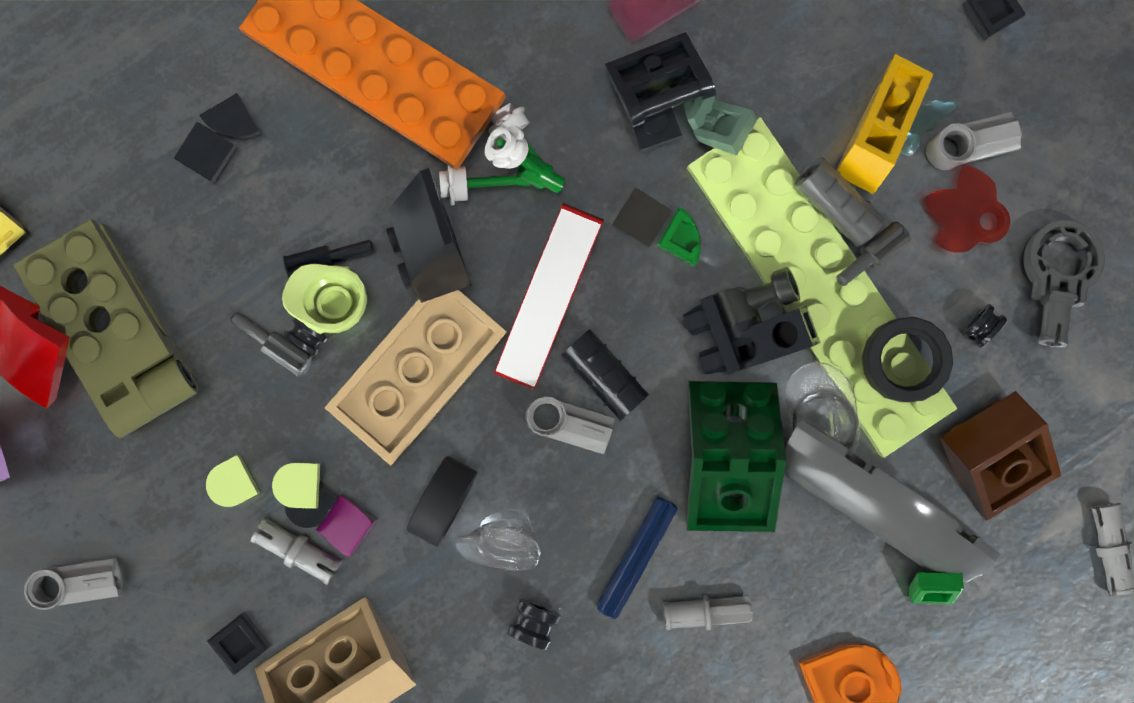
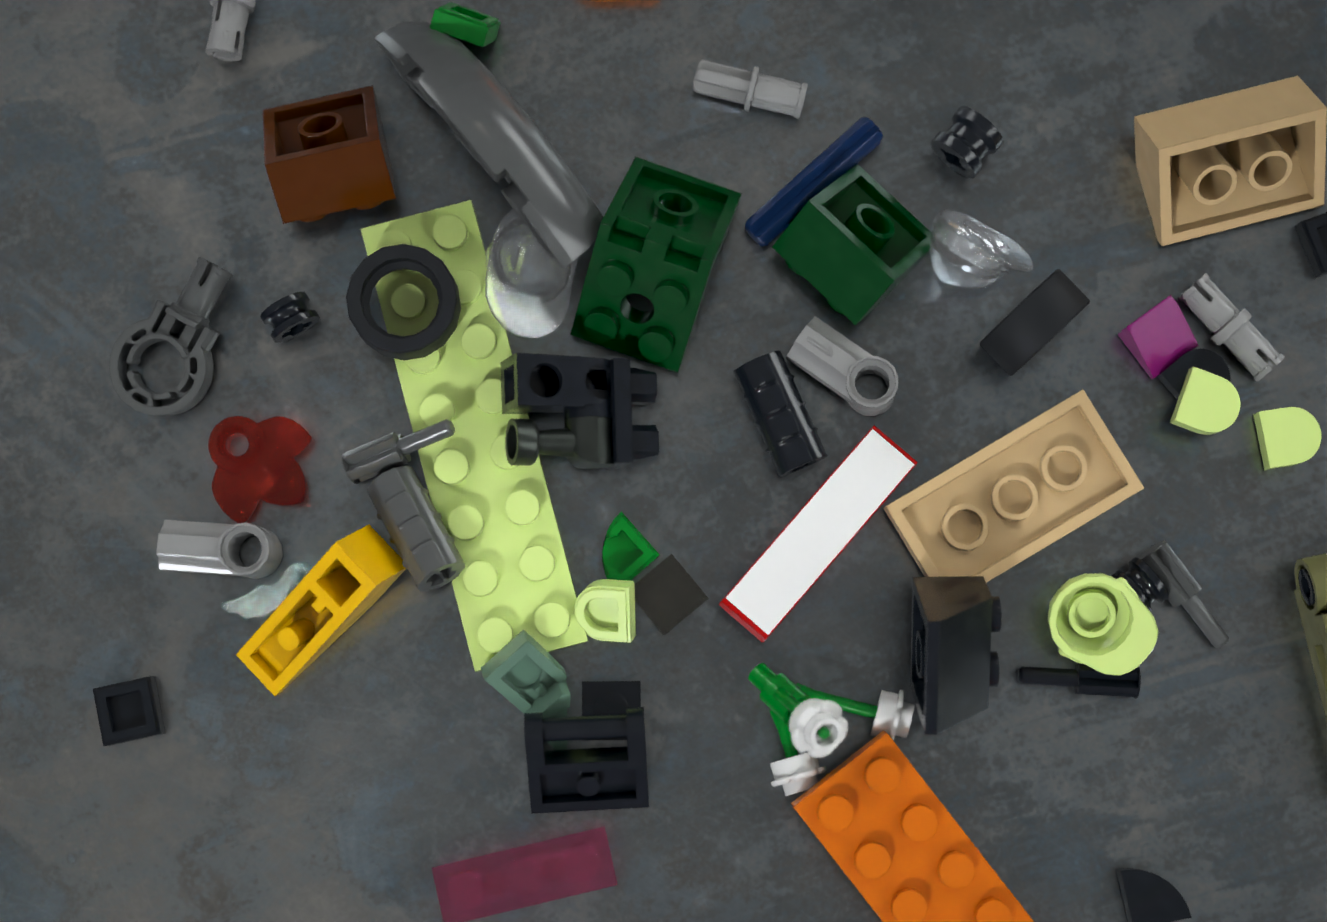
camera: 165 degrees left, 5 degrees down
(205, 152) = (1196, 867): black tile -> none
(592, 519) = (854, 243): none -> dark green slope
(680, 191) = (607, 610): none -> yellowish green tile

